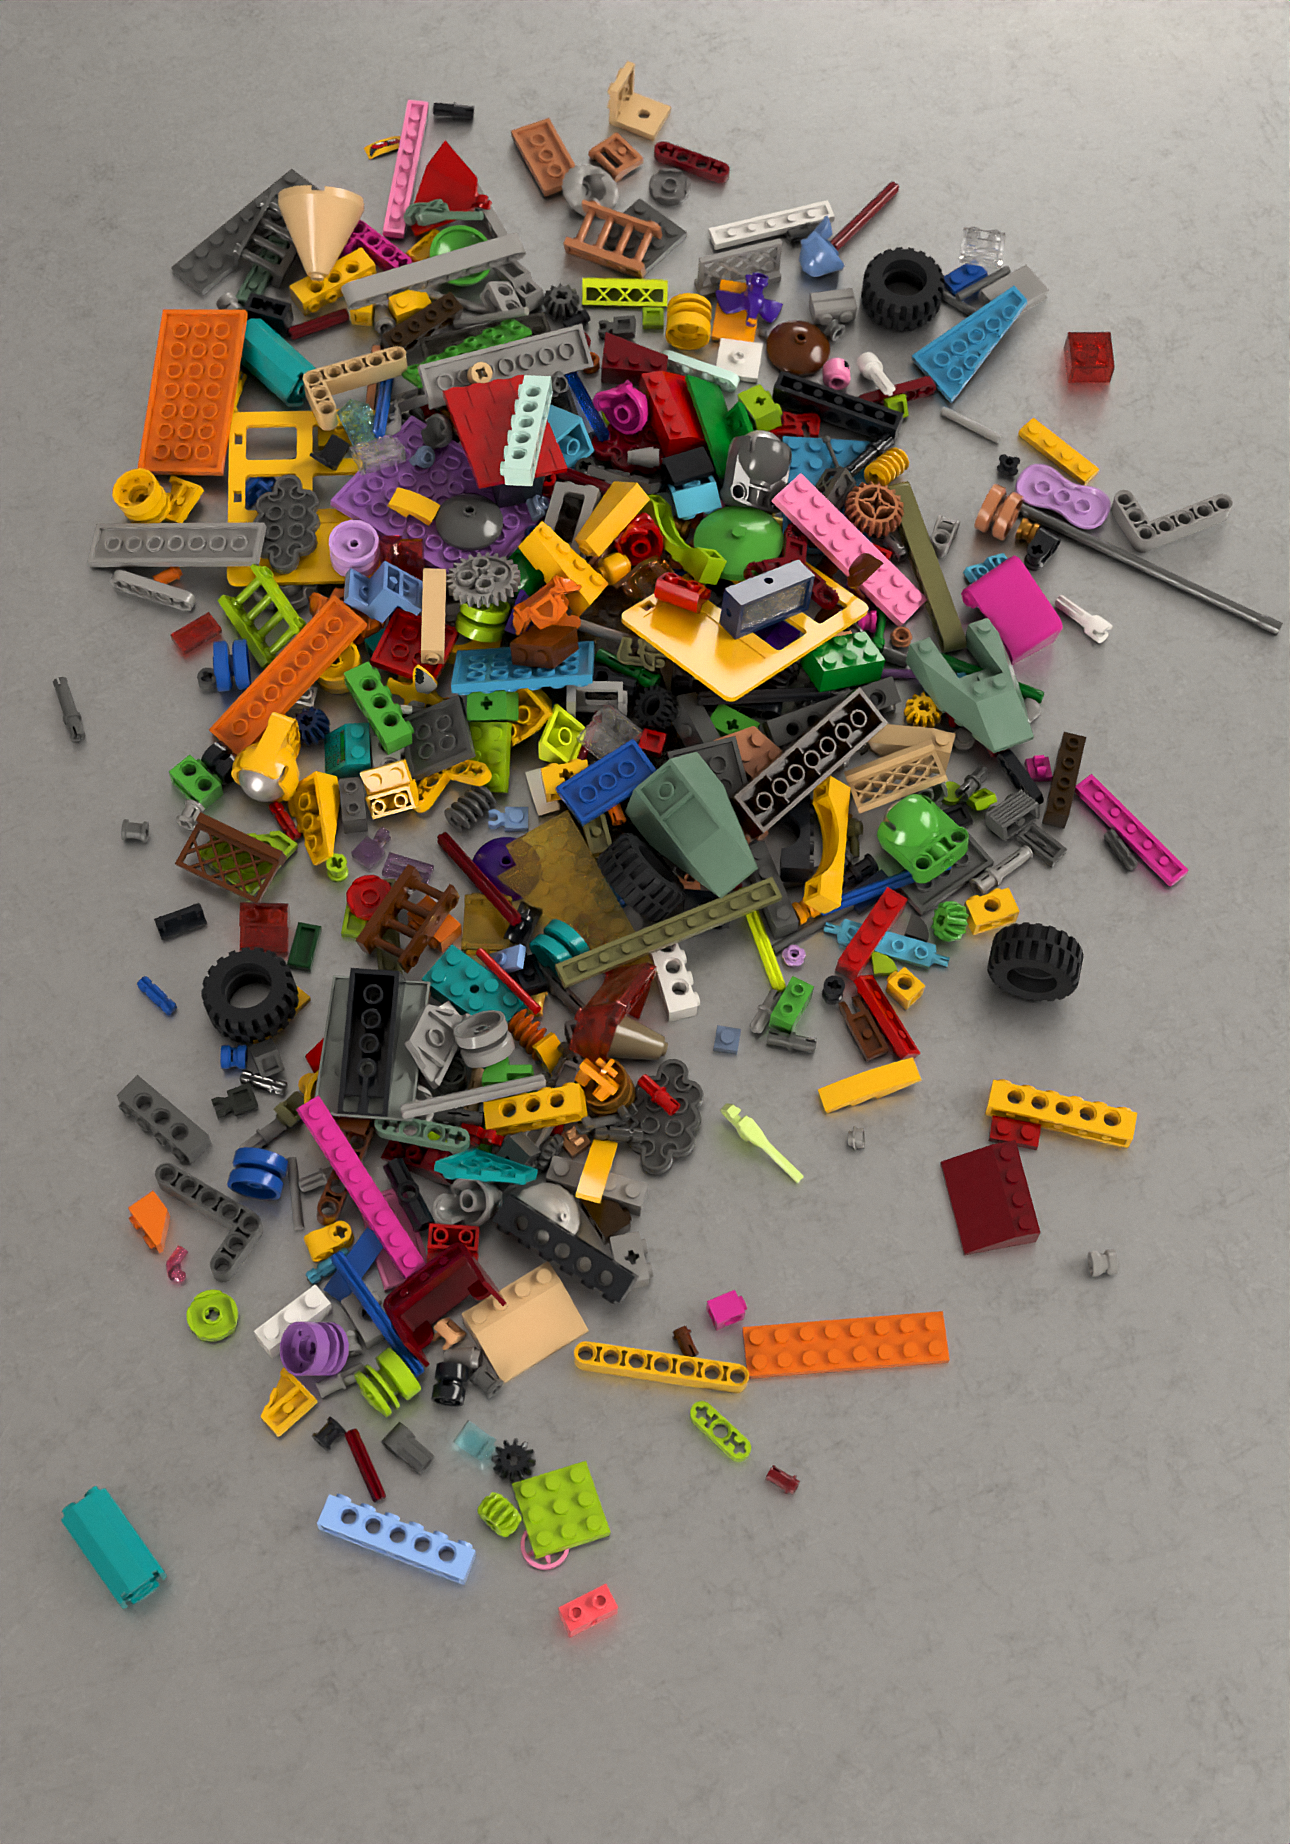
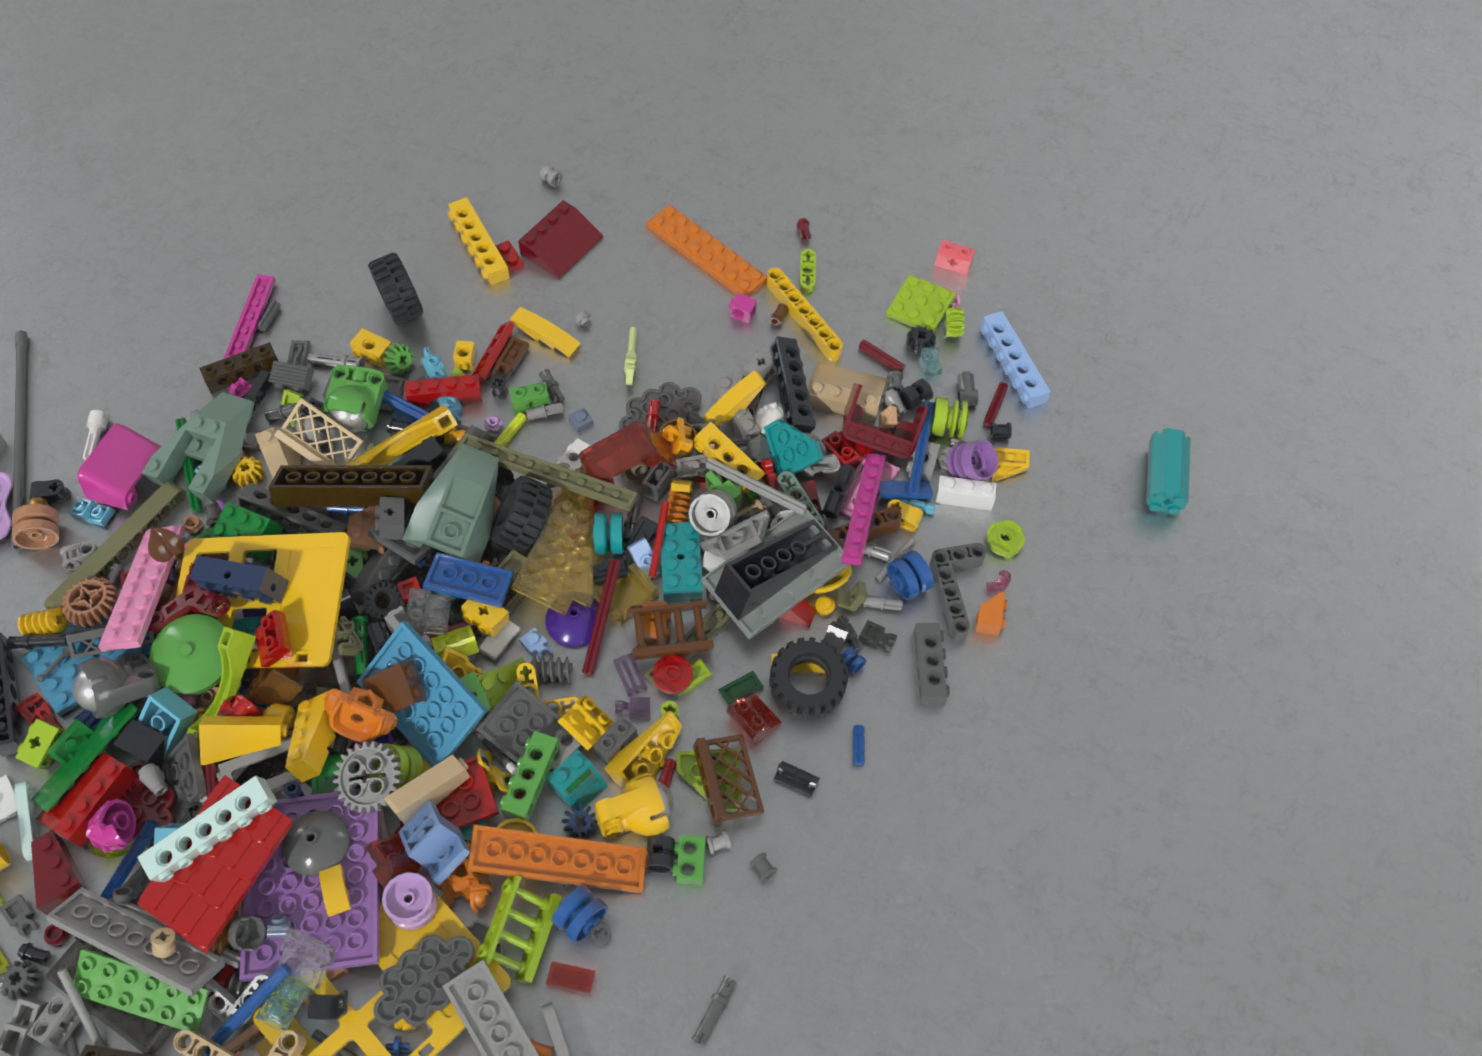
camera: 130 degrees left, 5 degrees down
(534, 1403) = (881, 356): none -> dark red axle
(719, 755) = (390, 518): none -> dark grey brick

